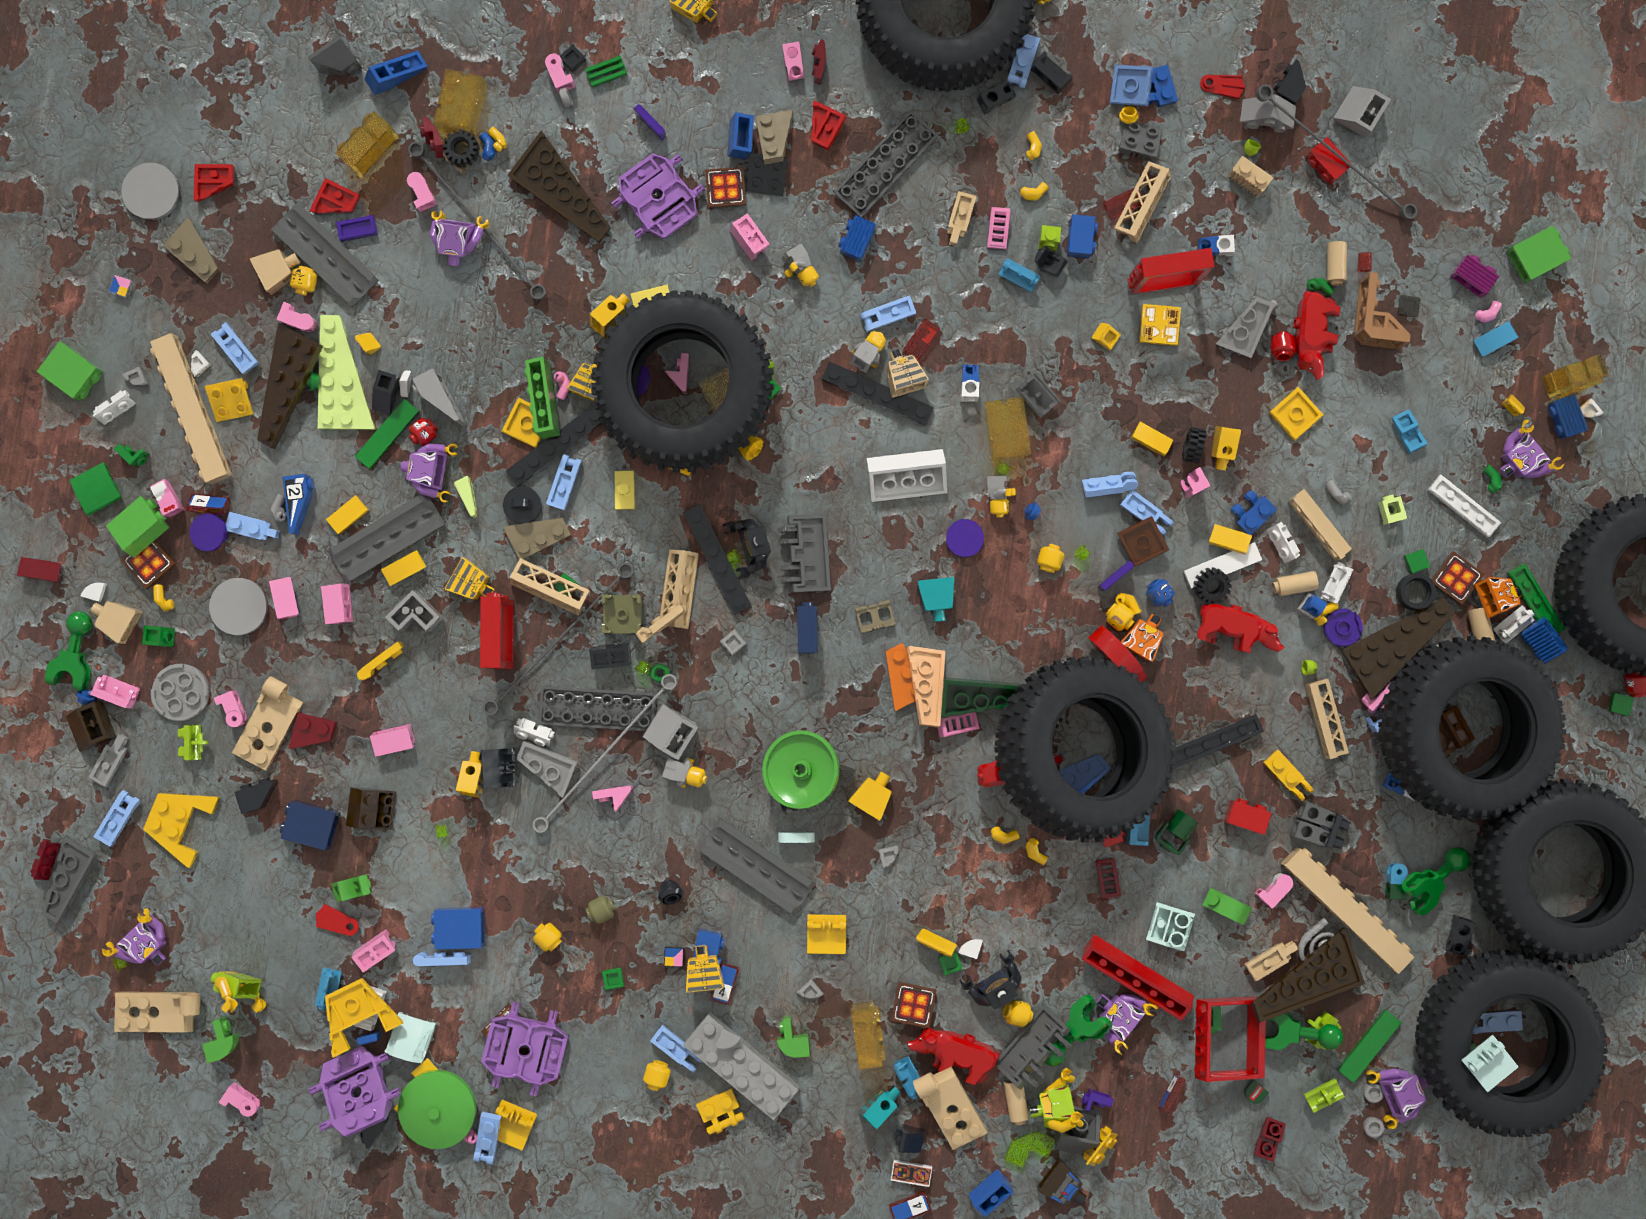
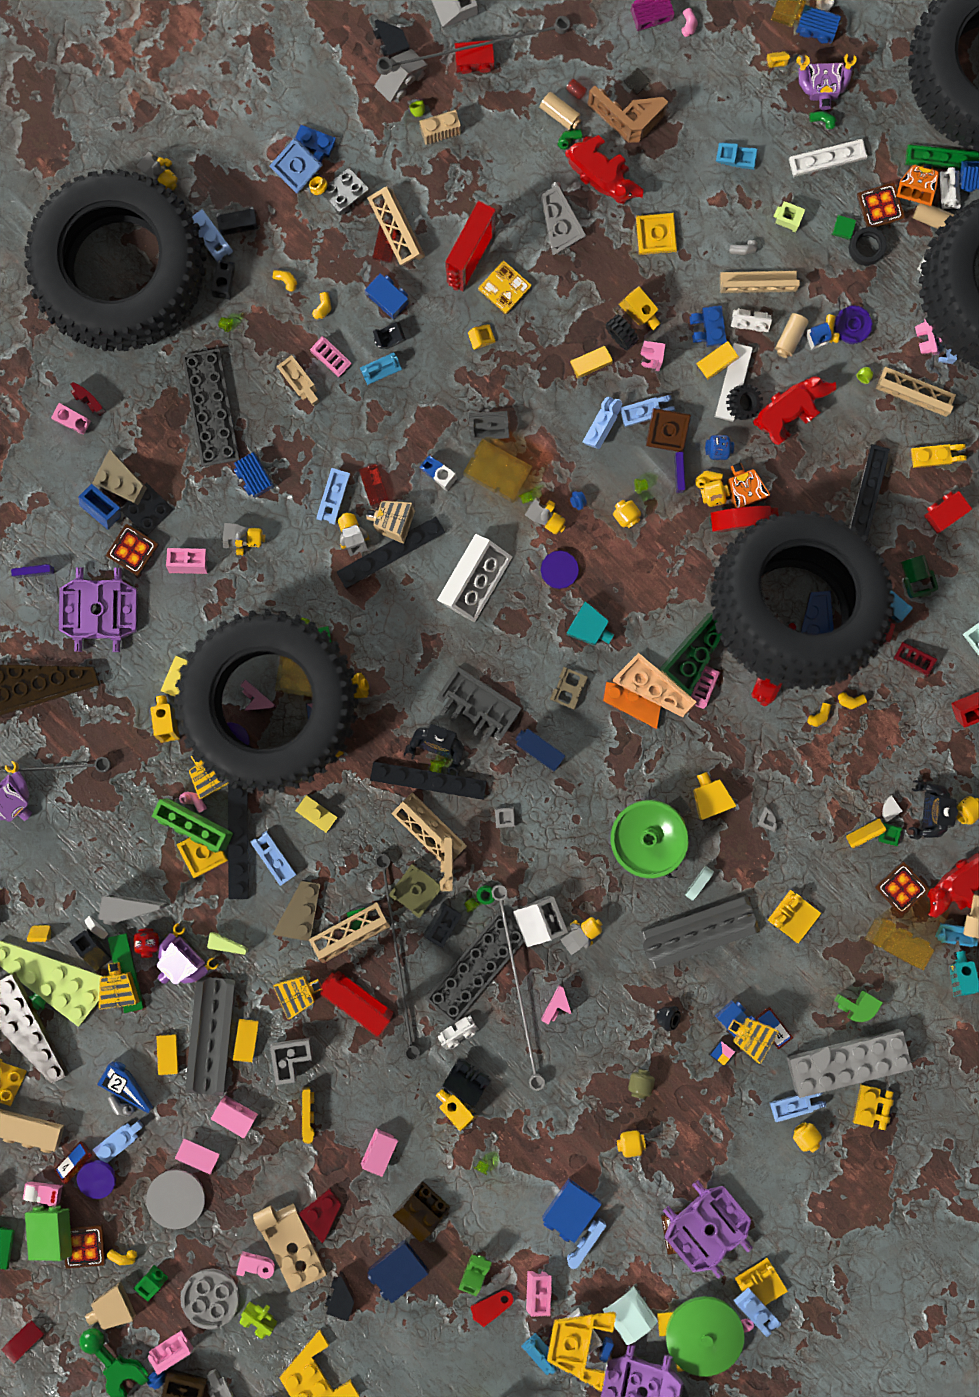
camera: 60 degrees left, 0 degrees up
(94, 591) = (74, 1309): white tile -> none
(369, 435) = (117, 988): none -> torso
(522, 505) = (266, 906): black tile -> none
(549, 766) = (494, 1040): light grey wing -> none
(613, 978) = (703, 1115): green tile -> none
(810, 990) = (829, 963): light grey tile -> none
(825, 125) = (142, 432): red wing -> none
(1049, 237) = (369, 321): lime brick -> none
(1219, 244) = (477, 191): leg -> none
(1223, 85) = (350, 92): red piece -> none
(1283, 346) = (595, 203): red head -> none
(1336, 583) = (815, 303): white hinge -> none
(1385, 652) = (898, 304): dark brown wing -> none
(1495, 338) = (714, 33): dark azure slope -> none

